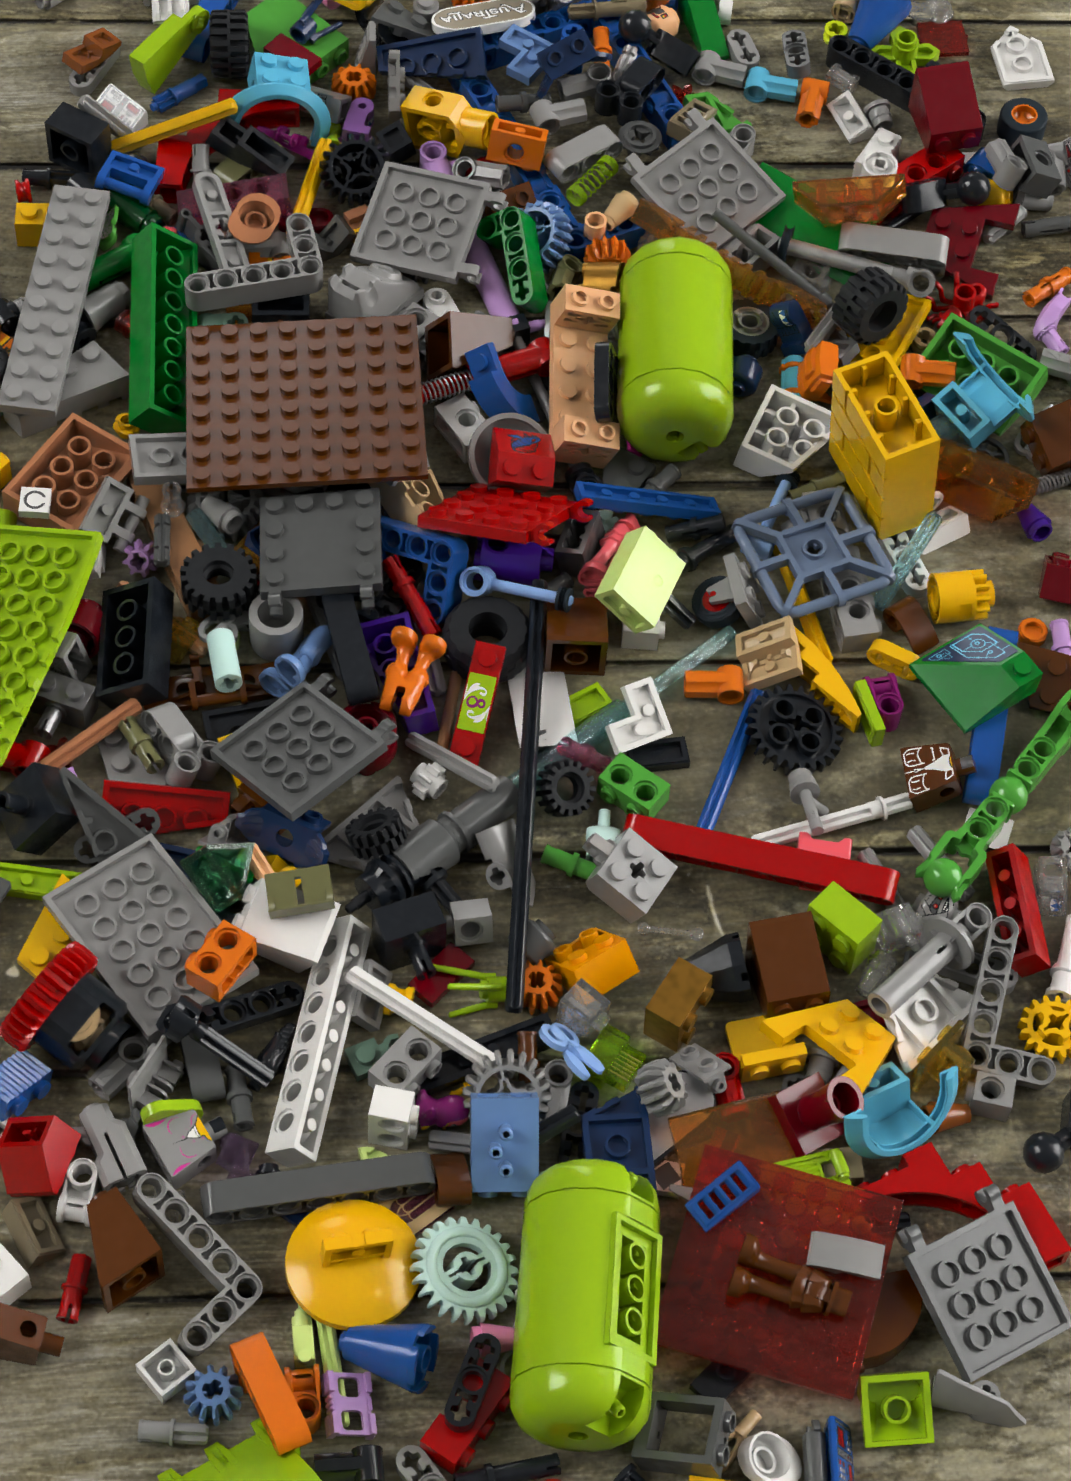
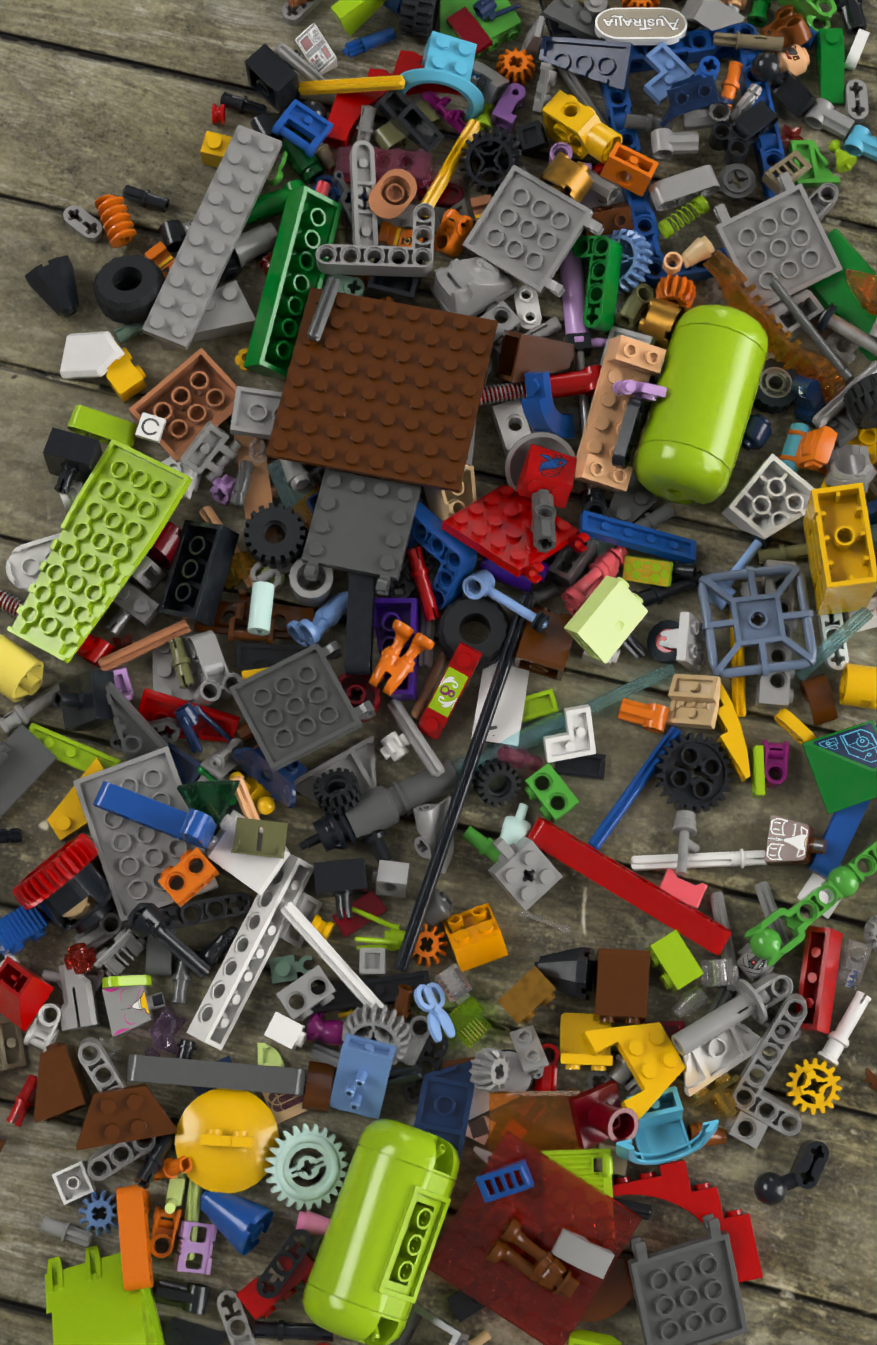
camera: 20 degrees right, 20 degrees up
(106, 1091) = (80, 958): none -> clear red gear
(165, 903) = (189, 827): none -> blue beam
(167, 795) = (188, 717): none -> dark blue plant
(209, 338) = (323, 309): none -> dark grey axle
(214, 1258) = (123, 1117): none -> reddish brown wing
(270, 1301) = (155, 1160): none -> black pin
(290, 1313) = (173, 1167): none -> orange pin
(334, 248) = (451, 234): none -> orange piece
(452, 157) = (567, 177): none -> pearl gold brick
(476, 1014) = (372, 961): none -> light grey brick
(535, 489) = (543, 520): none -> dark grey piece
(612, 330) = (641, 390): none -> lavender plate
(677, 531) = (647, 570): none -> lime tile
(748, 104) = (844, 160): none -> lime piece

